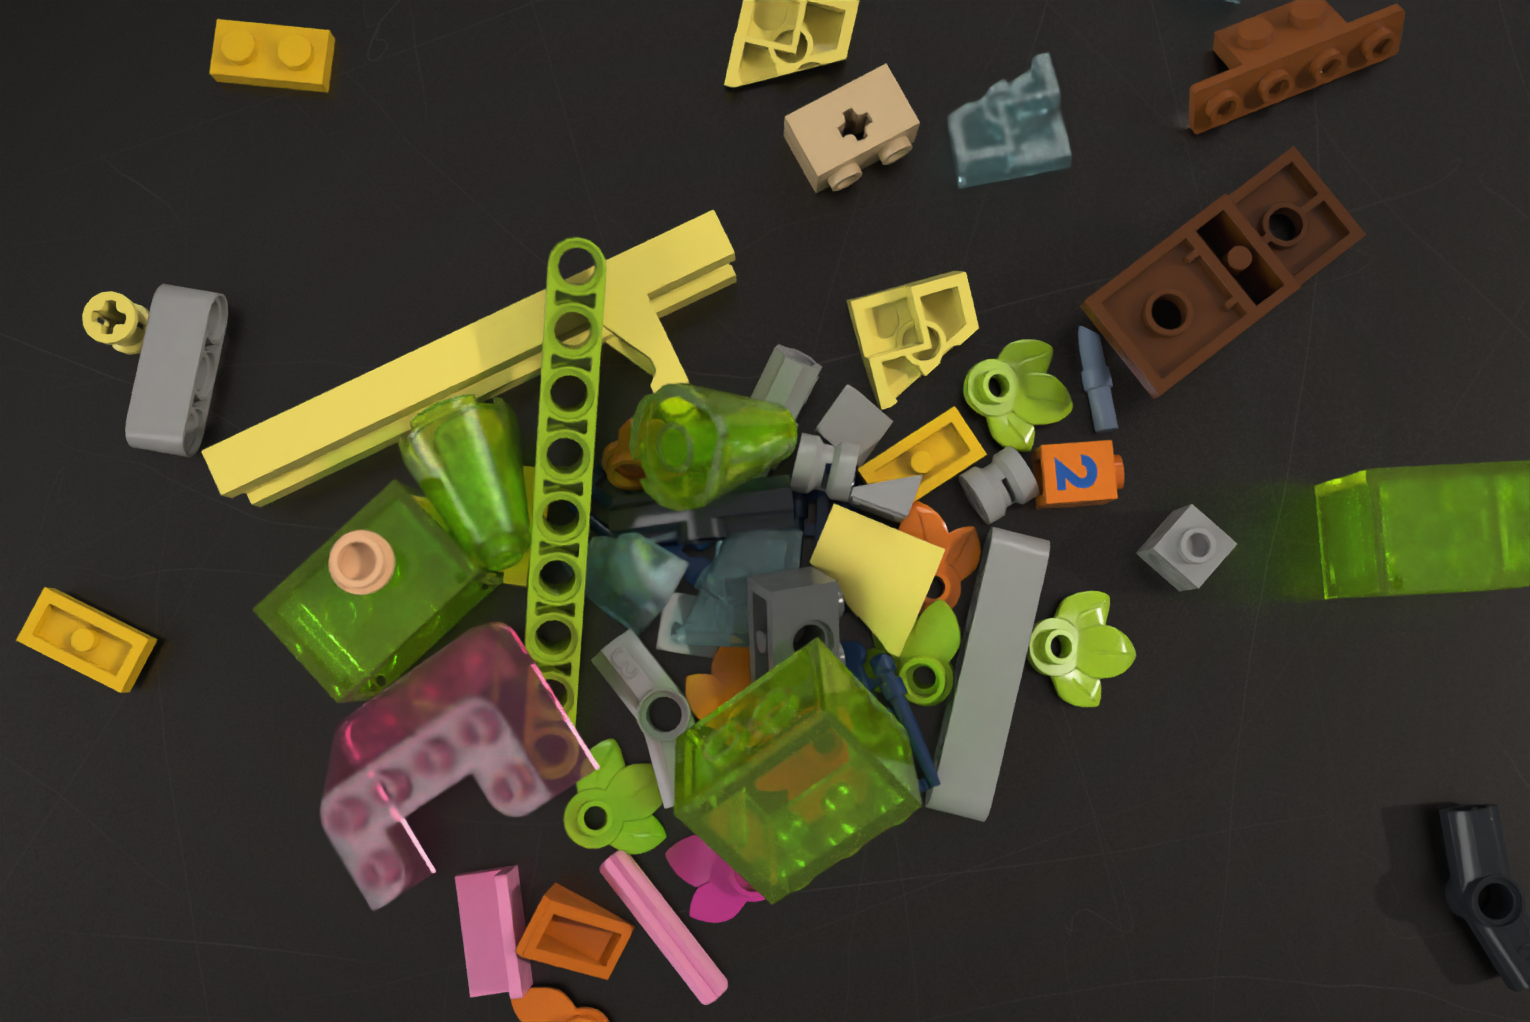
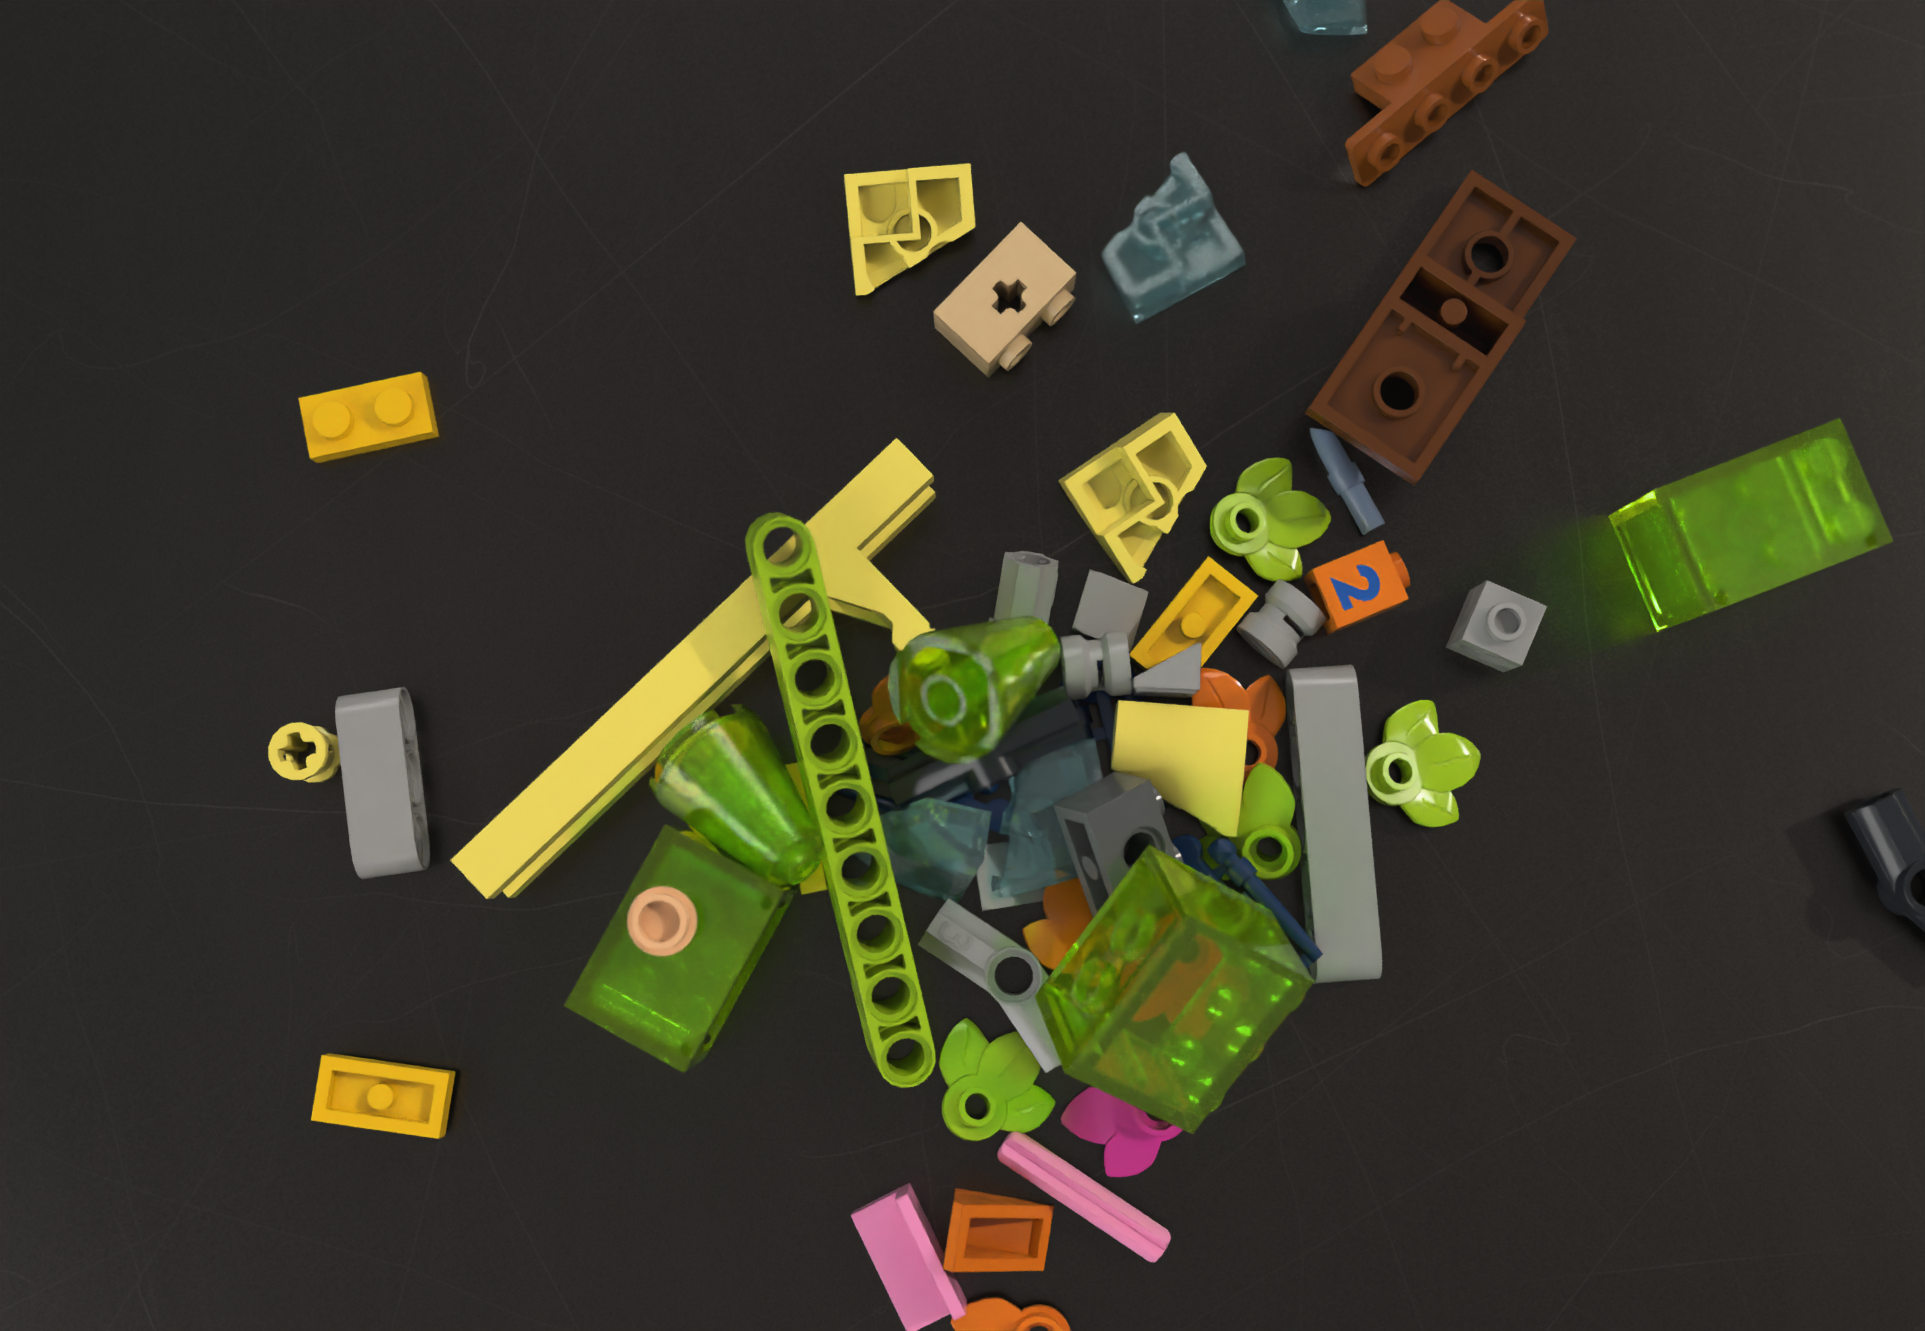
camera: 10 degrees left, 0 degrees up
(456, 714) = (787, 1062): clear pink windscreen -> none

